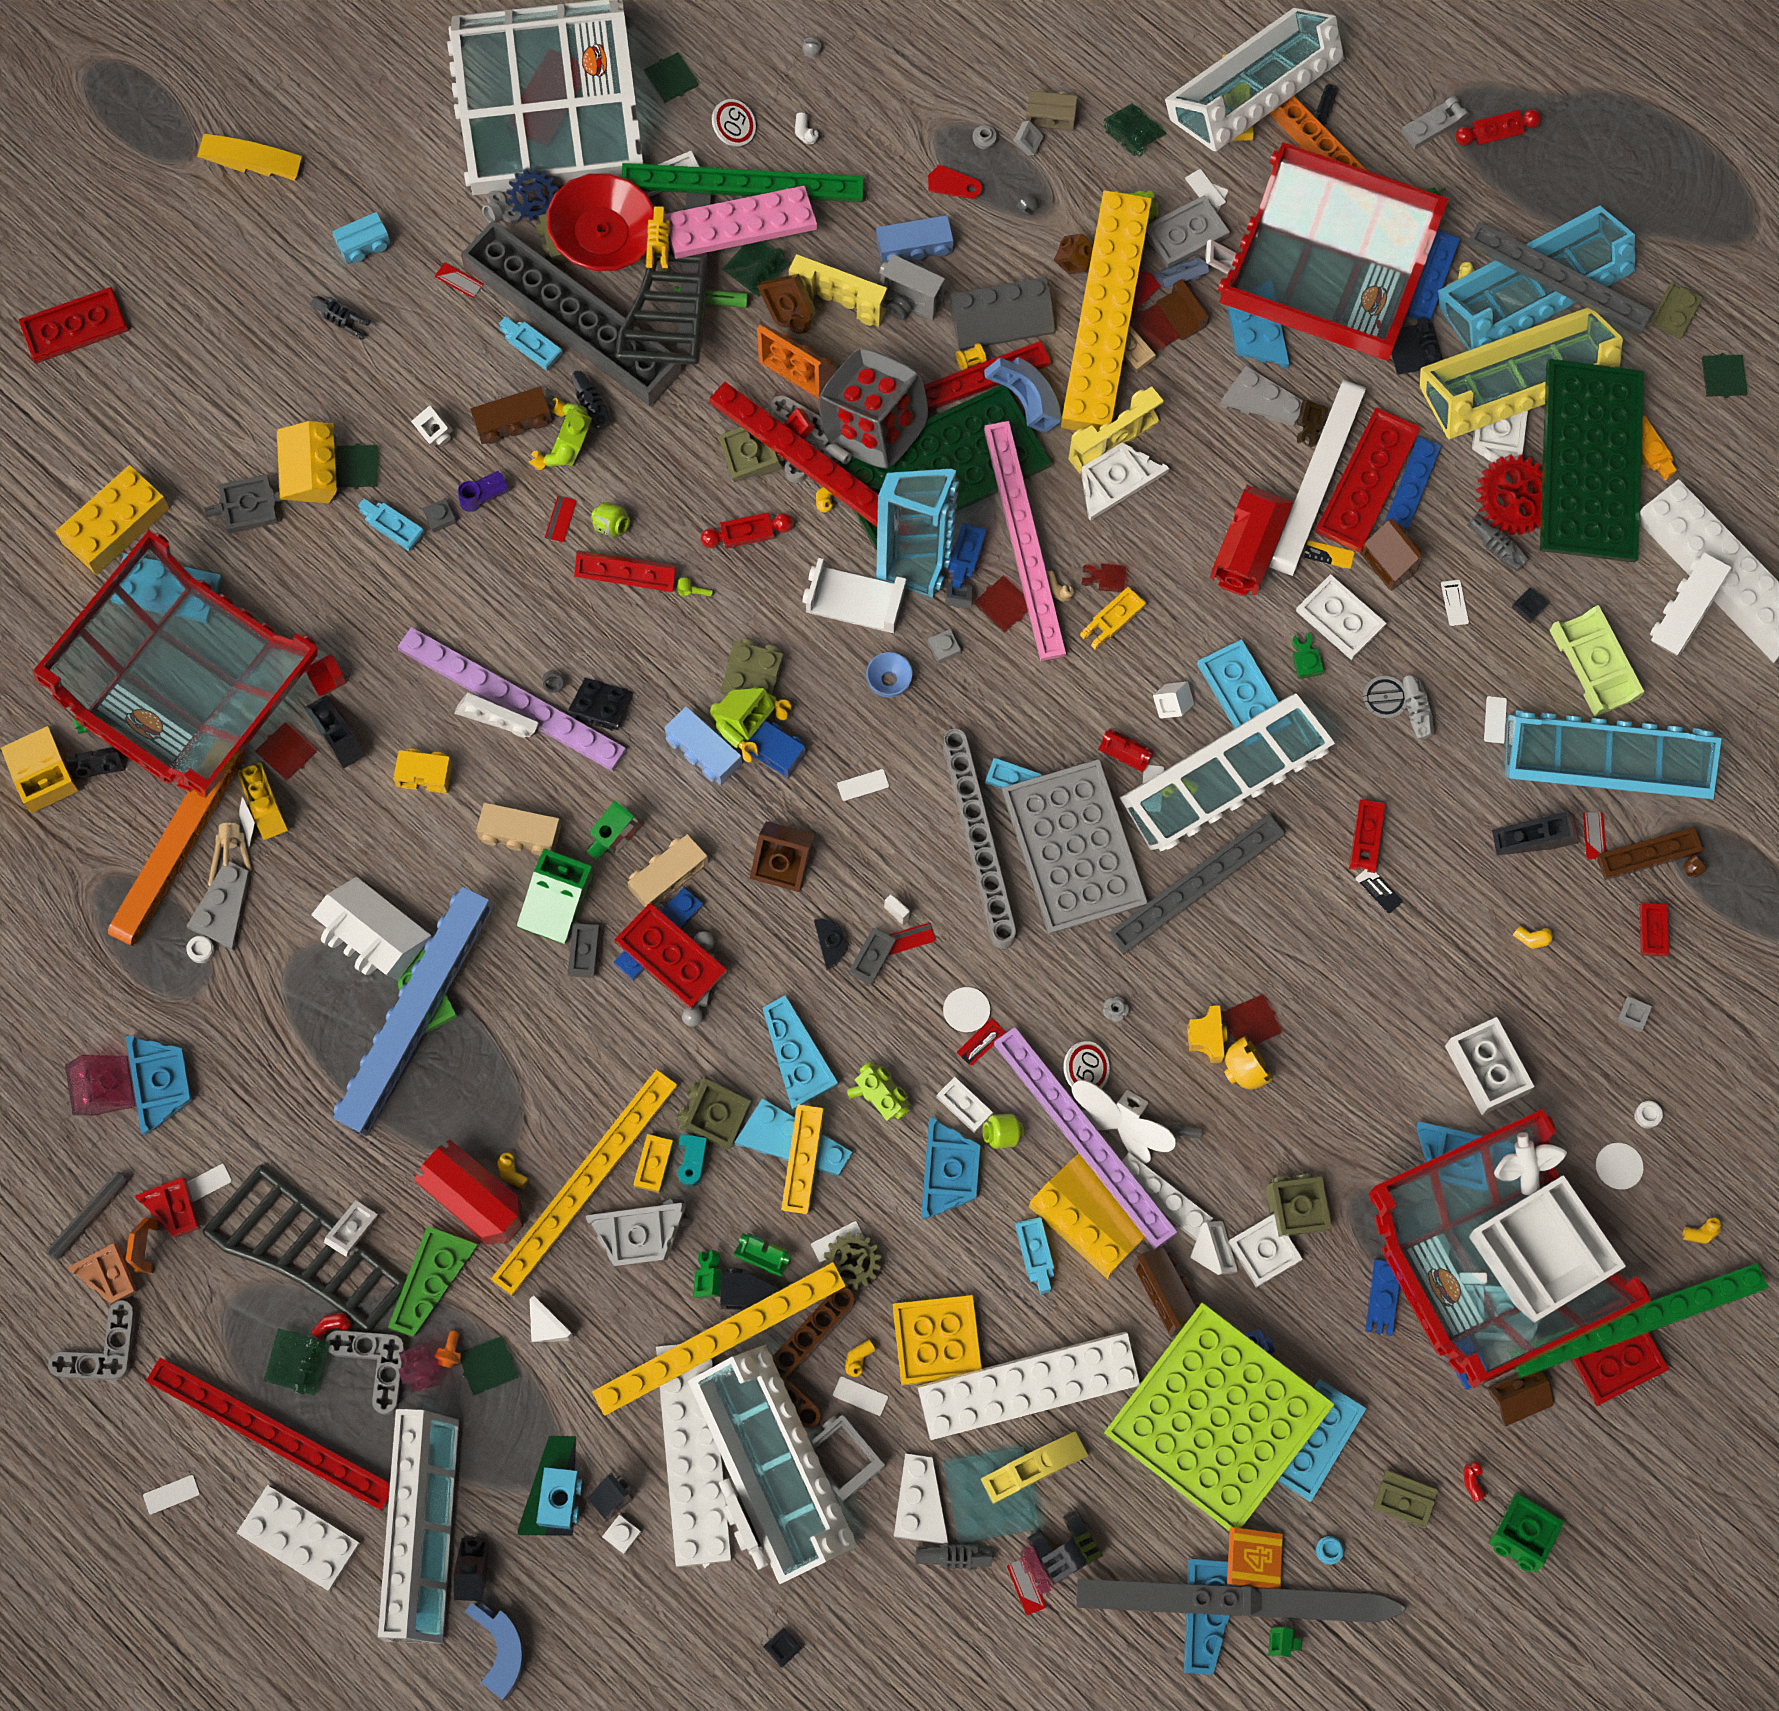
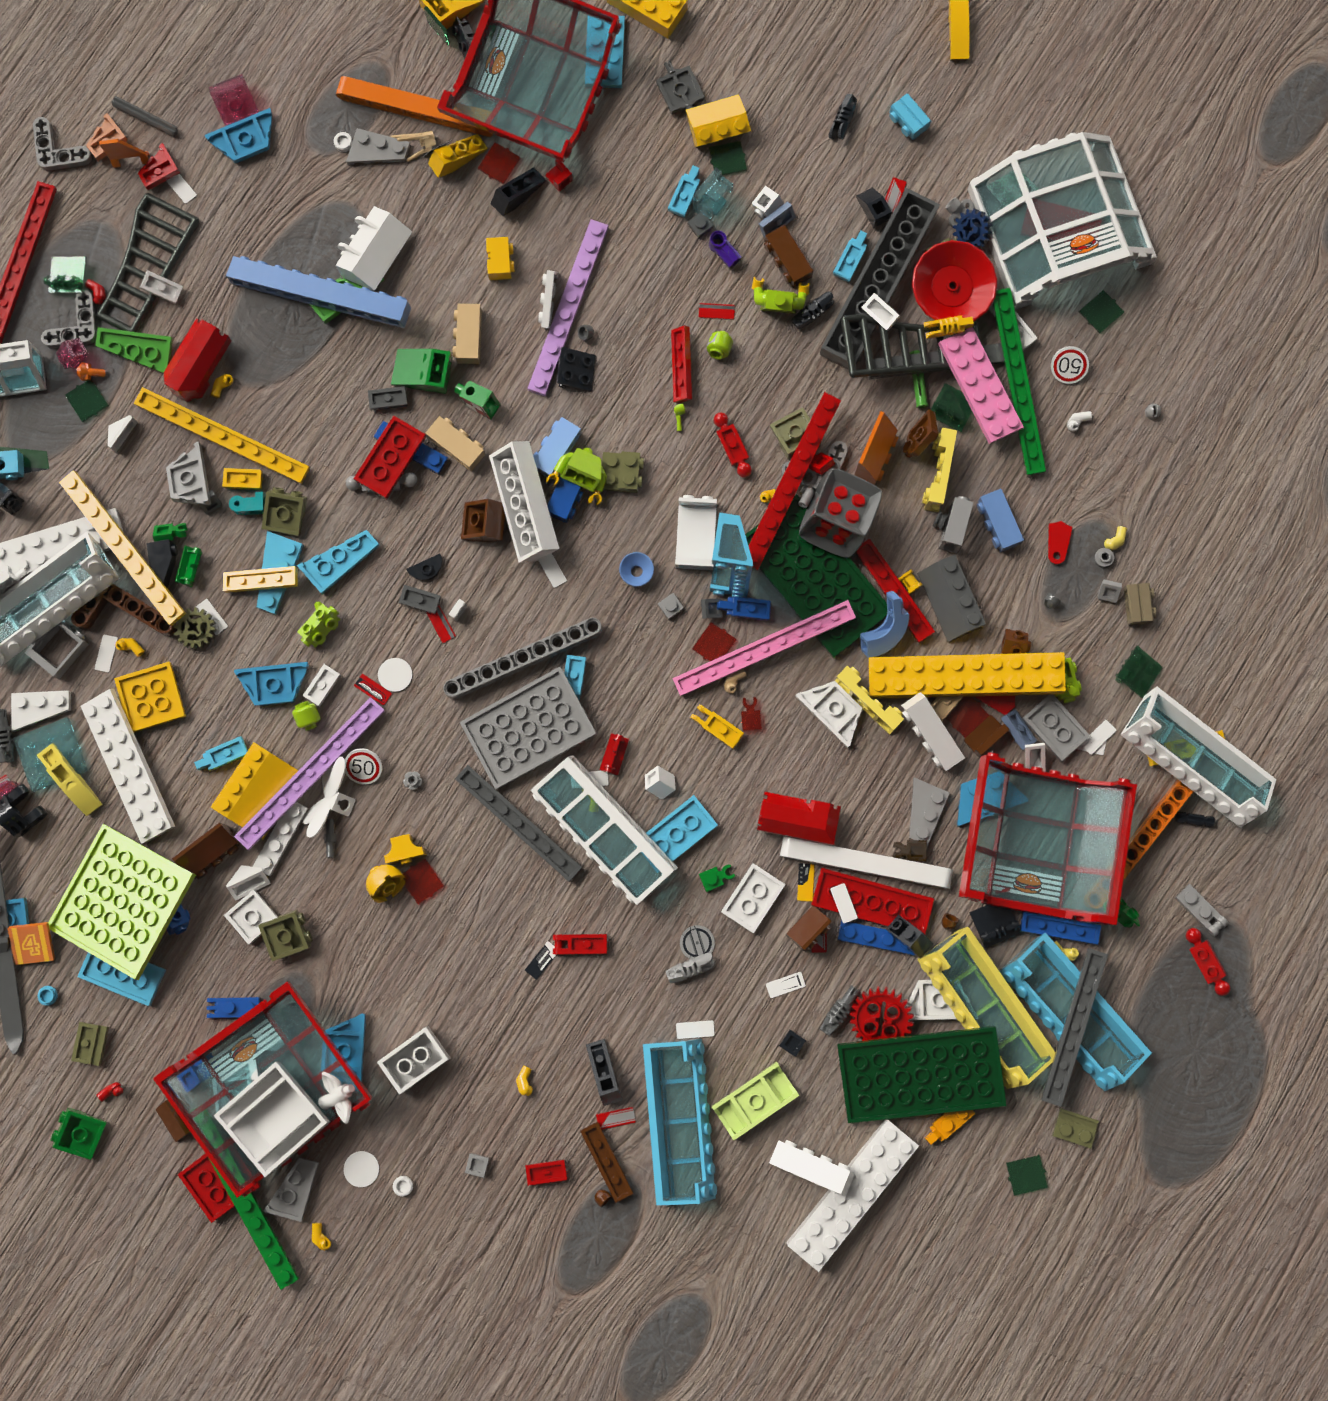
camera: 85 degrees right, 10 degrees up
(70, 790) = (436, 25): none -> piece
(402, 483) = (709, 197): none -> clear light blue panel
(456, 414) = (778, 218): none -> sand blue plate
(470, 301) = (874, 207): none -> black slope
(622, 309) = (881, 311): none -> white slope
(771, 792) = (524, 501): none -> white brick
(965, 116) = (1118, 540): none -> light yellow arm
(1170, 363) = (933, 732): none -> white brick
(1365, 510) = (843, 903): none -> white sticker
(1406, 397) = (949, 921): none -> reddish brown hinge
(1420, 440) = (909, 936): none -> black slope
(1642, 1254) = (293, 1195): none -> light grey wing

